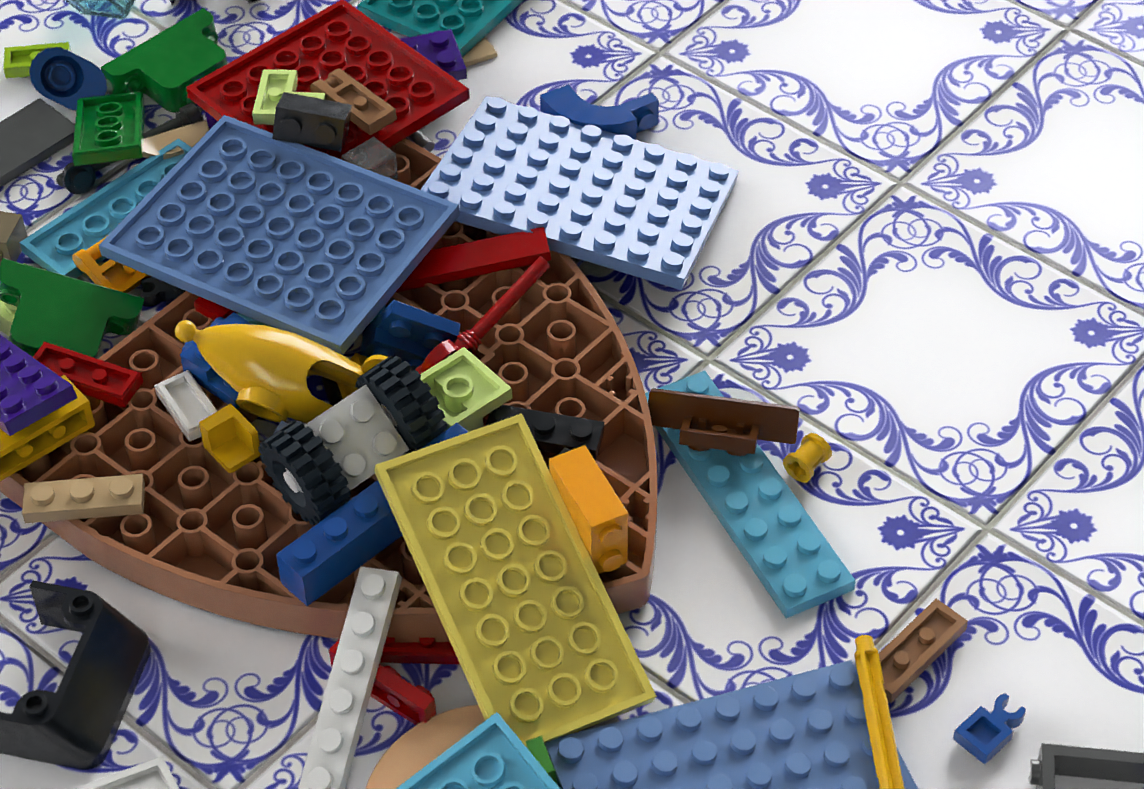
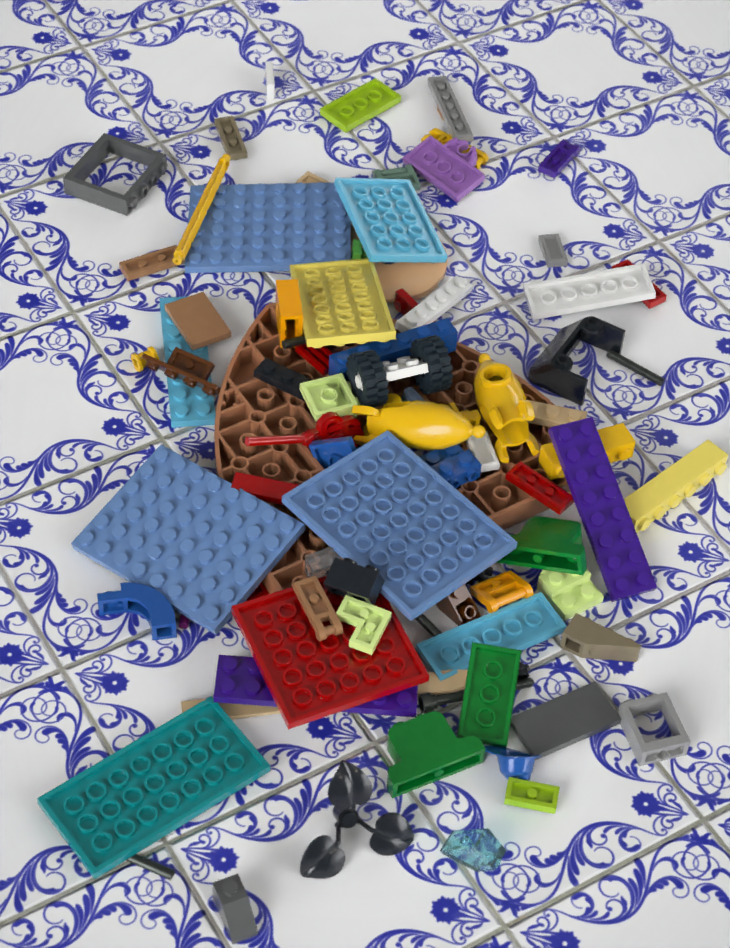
camera: 165 degrees left, 0 degrees up
(165, 446) = (503, 406): none -> yellow piece
(758, 534) = (197, 321): none -> medium nougat tile
(986, 732) = (141, 224): blue plate -> none

